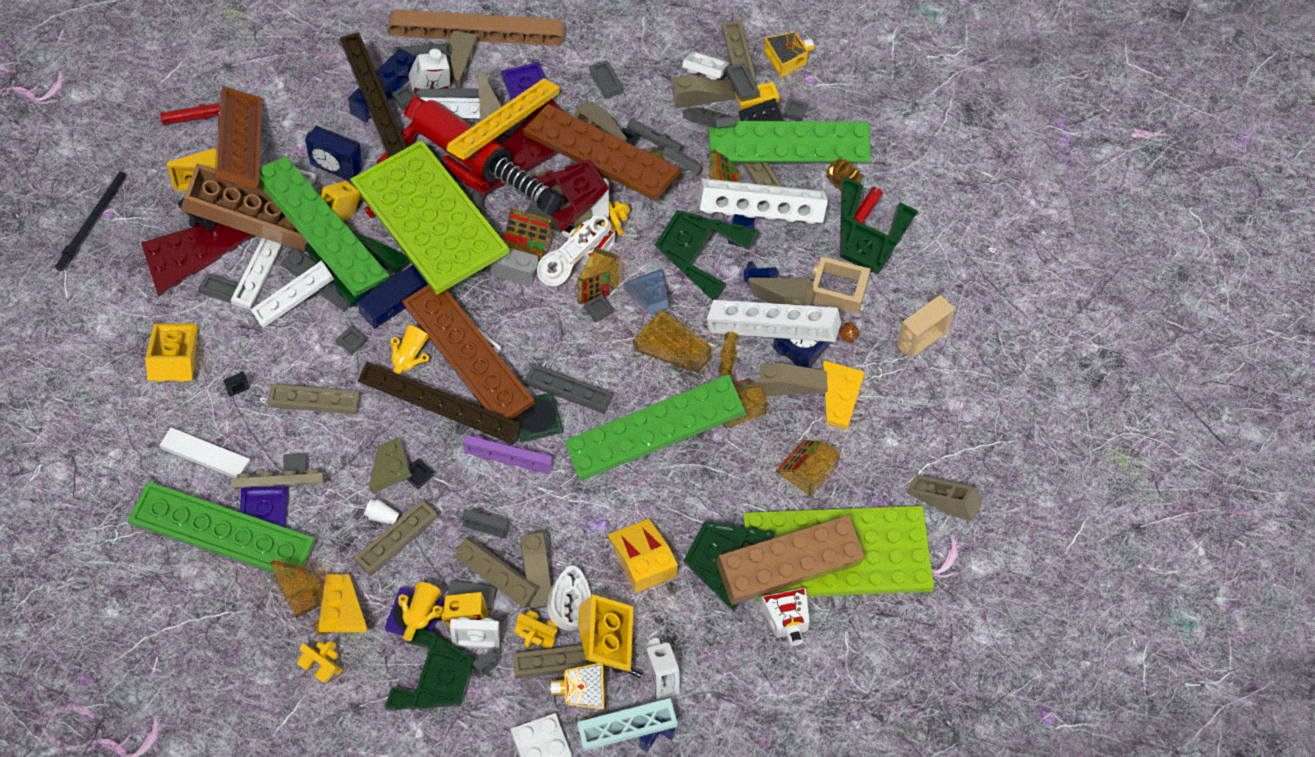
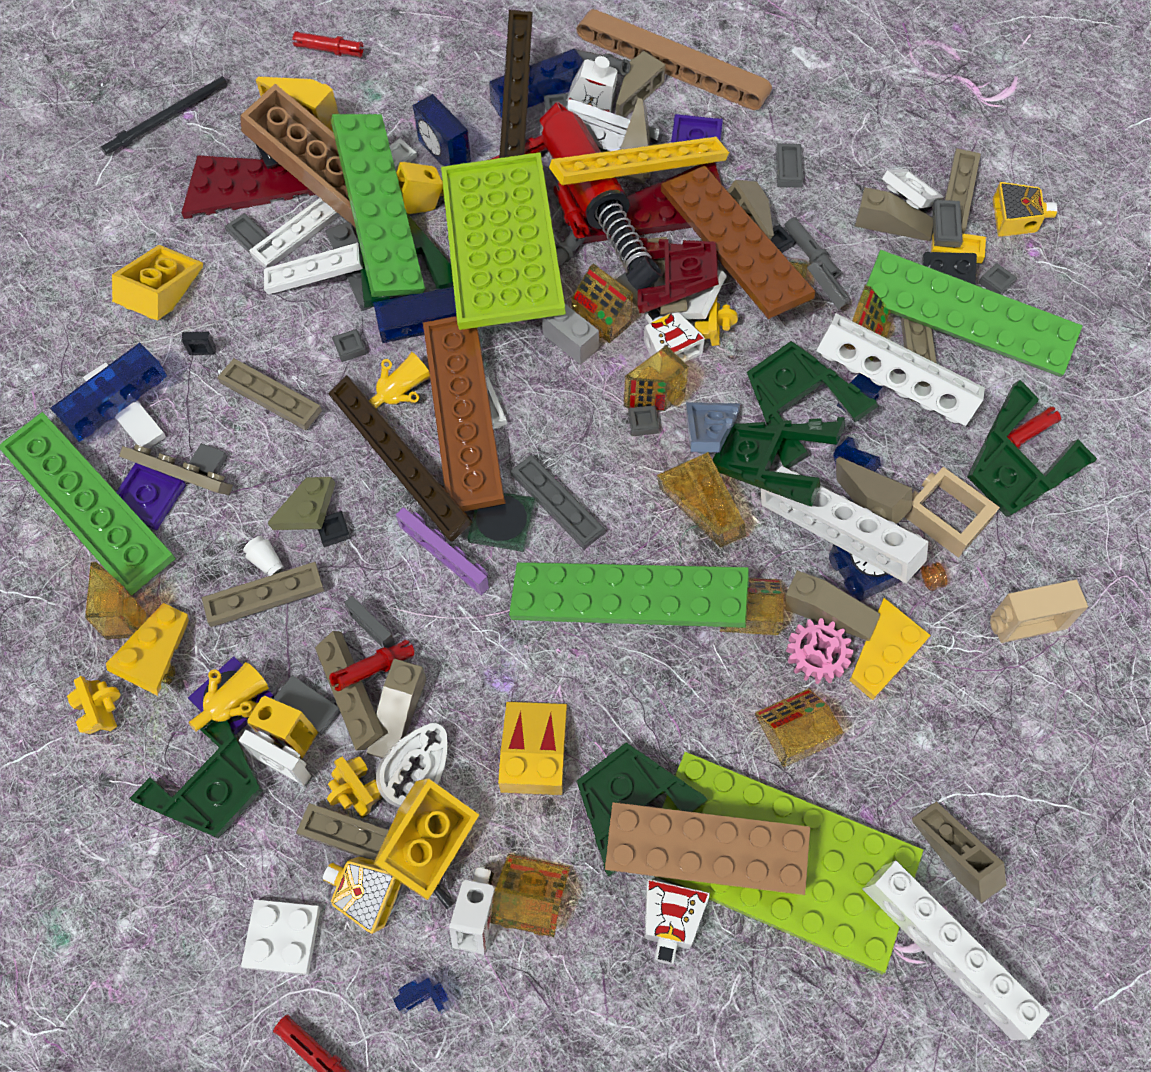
camera: 30 degrees right, 5 degrees up
(193, 446) = (109, 392): none -> clear blue brick
(238, 138) = (342, 78): dark orange plate -> none
(485, 664) = (271, 800): dark grey tile -> none
(509, 543) = (371, 665): none -> red pin
(570, 253) = (641, 342): white beam -> none
(625, 721) = (395, 962): light aqua fence -> none
(688, 294) = (753, 446): none -> dark green wing
(692, 642) = (529, 895): none -> clear yellow slope
(708, 117) = (884, 247): dark grey tile -> none
(728, 353) = (768, 539): clear yellow pin -> none
(798, 408) = (814, 662): none -> bright pink gear
(842, 168) = (1021, 369): pearl gold gear -> none
(968, 553) = (956, 952): none -> white brick

